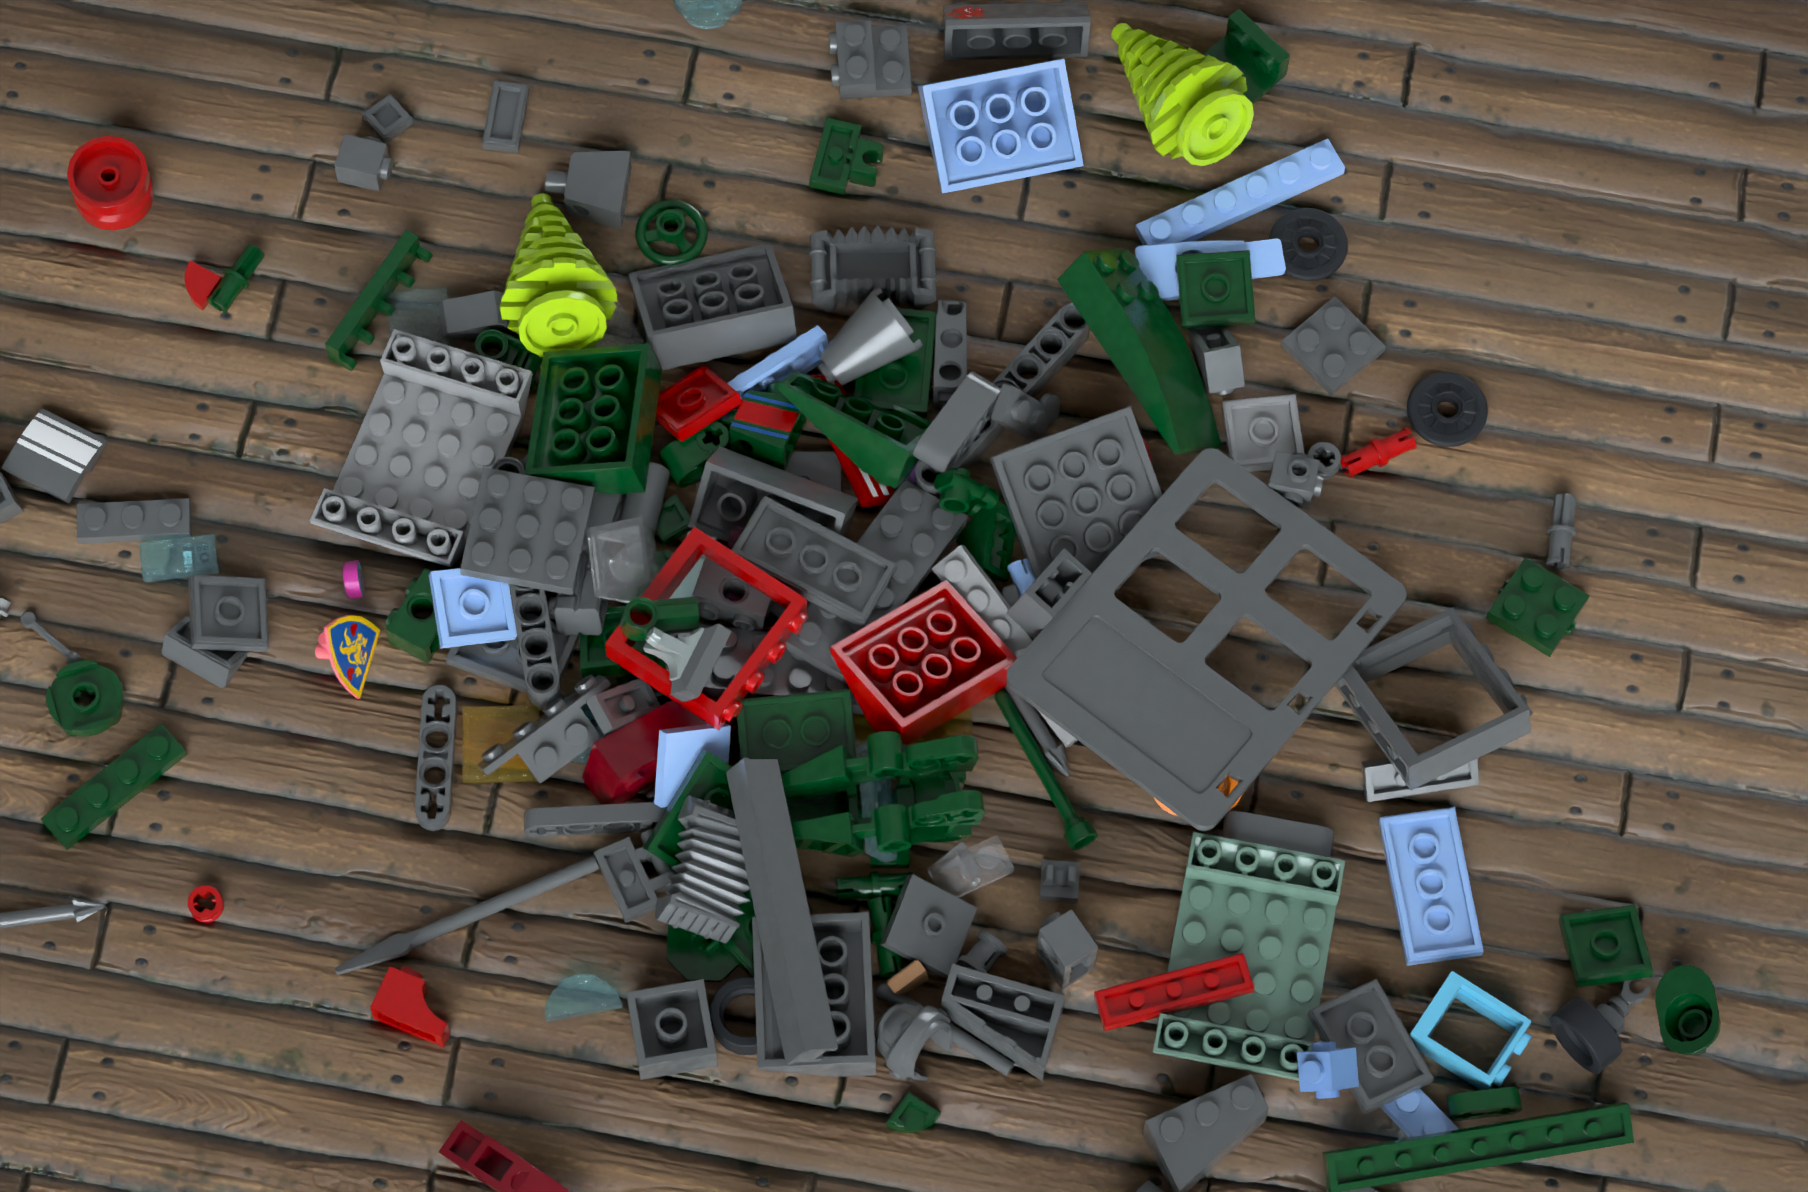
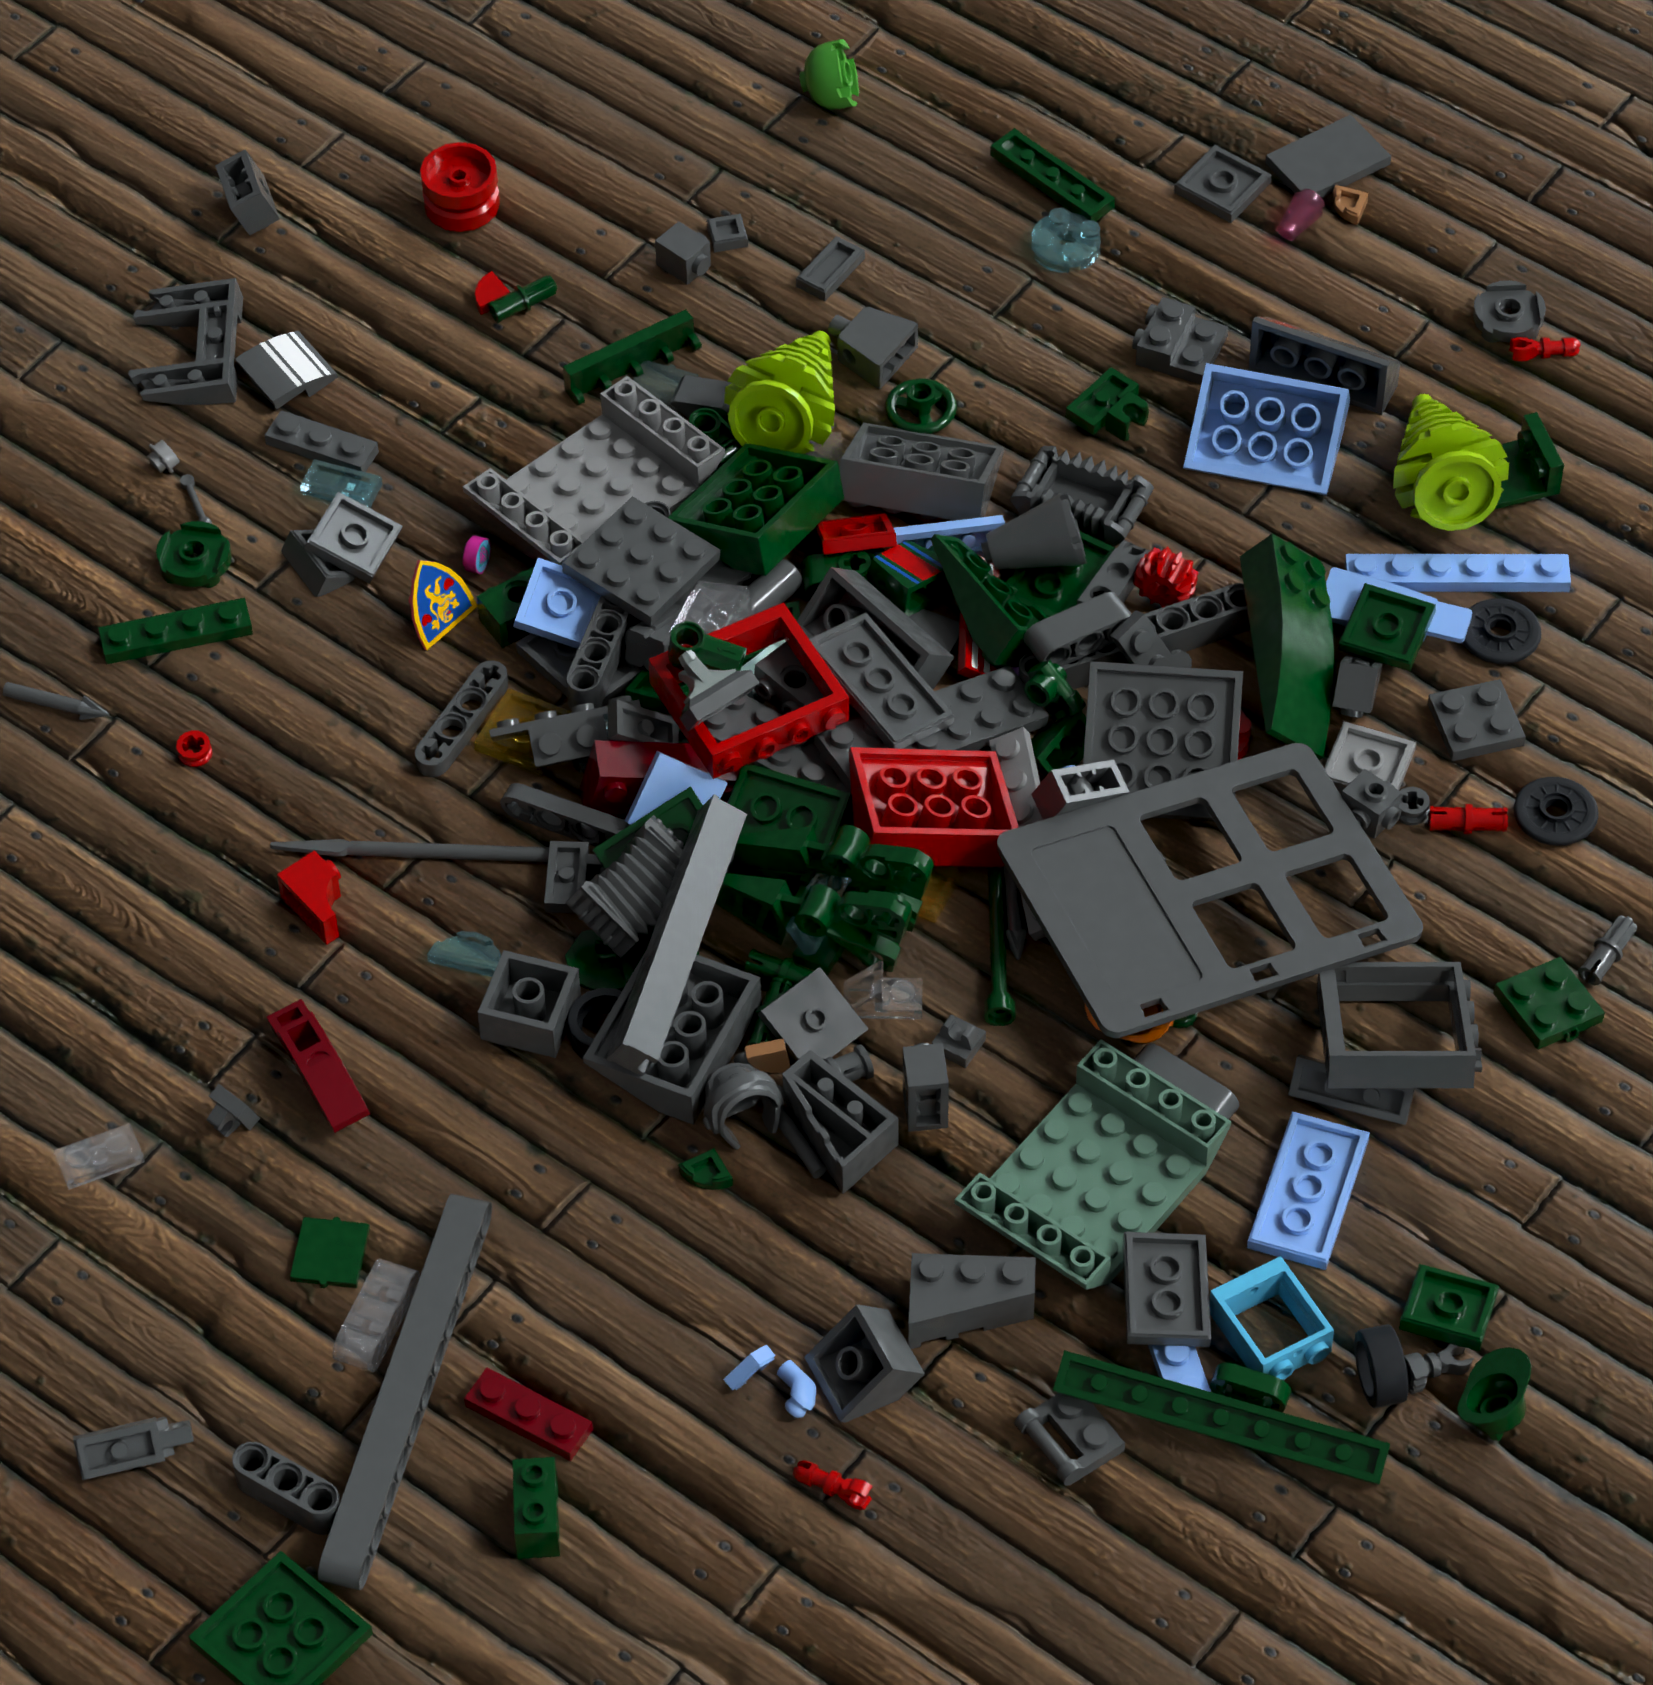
camera: 30 degrees right, 15 degrees down
(996, 325) = (1165, 577): none -> red gear
(1173, 991) = (1007, 1165): red tile -> none
(1327, 1069) = (1108, 1280): medium blue brick -> none

